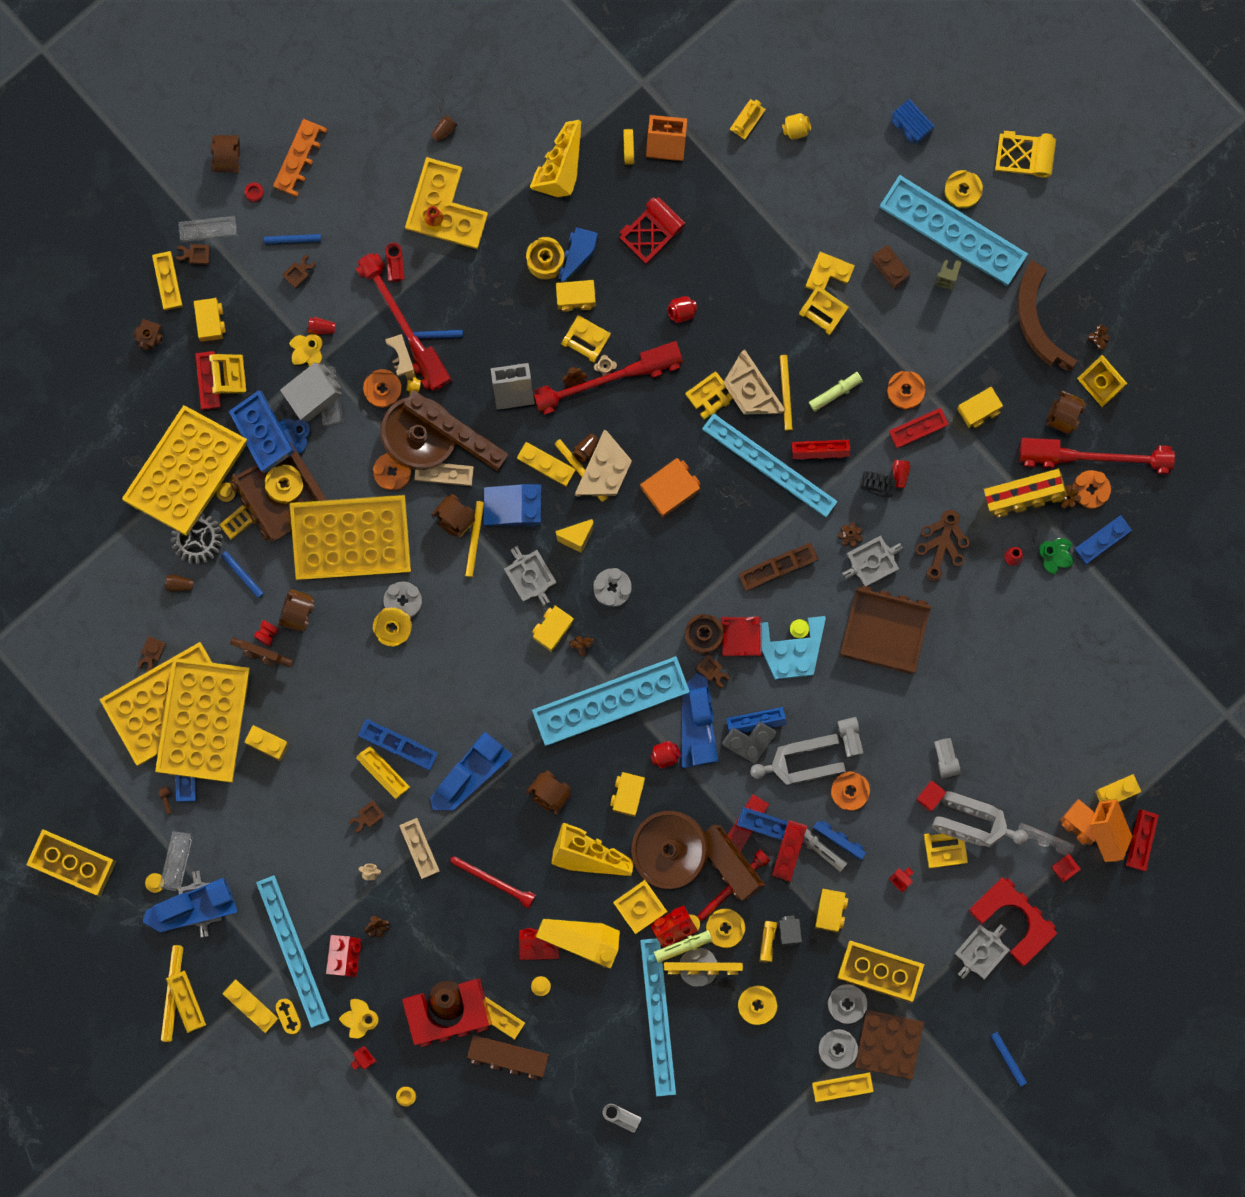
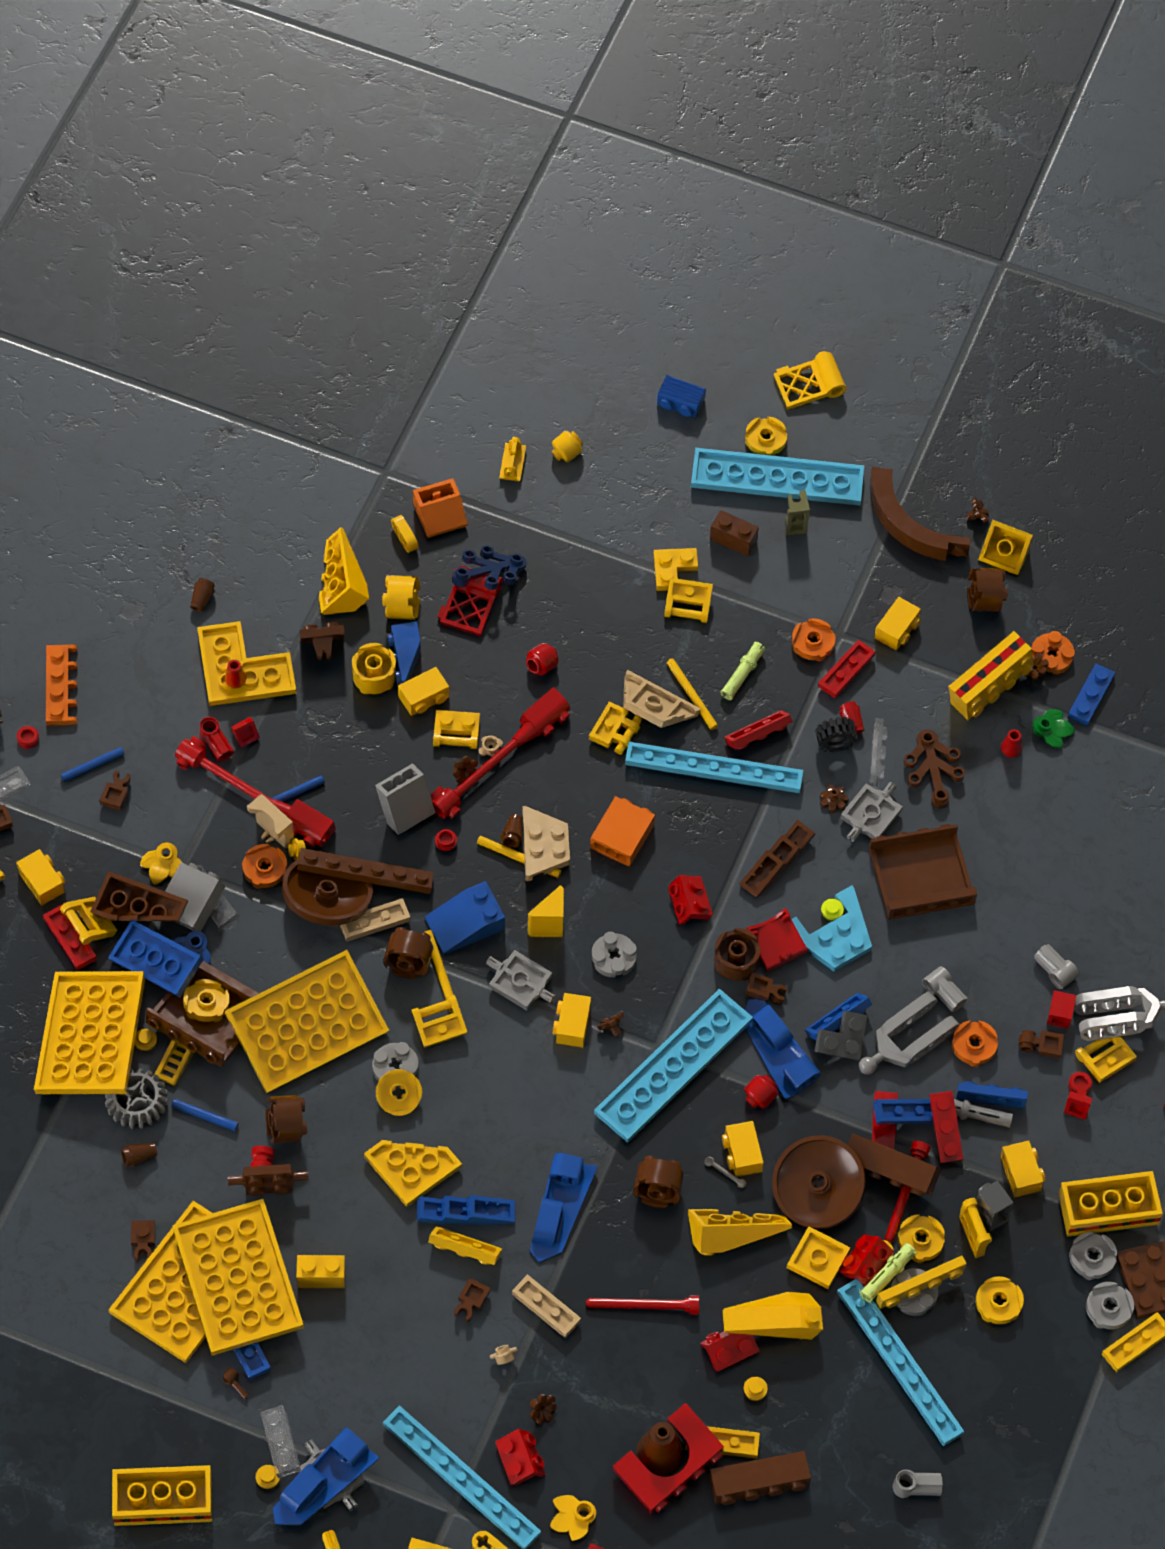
camera: 30 degrees left, 20 degrees down
(265, 376) = (133, 901): none -> reddish brown wedge
(320, 326) = (166, 833): red cone -> none
(374, 691) = (411, 1167): none -> yellow plate
(390, 482) = (314, 955): orange plate -> none
(420, 266) = (245, 732): none -> red tile
(451, 588) = (443, 1028): none -> yellow plate
(517, 212) = (322, 637): none -> reddish brown plate
(531, 430) = (446, 840): none -> red plate
(546, 464) = (478, 866): yellow plate -> none
(597, 205) = (401, 597): none -> yellow brick
(599, 791) = (709, 1161): none -> light grey hinge
(679, 210) = (514, 563): none -> dark blue plant
(694, 568) = (689, 898): none -> red bracket
(904, 513) = (878, 752): none -> clear plate
(906, 819) = (1048, 1043): none -> reddish brown plate
(914, 861) = (1080, 1080): none -> red tile
(1050, 453) = (989, 633): red bar -> none

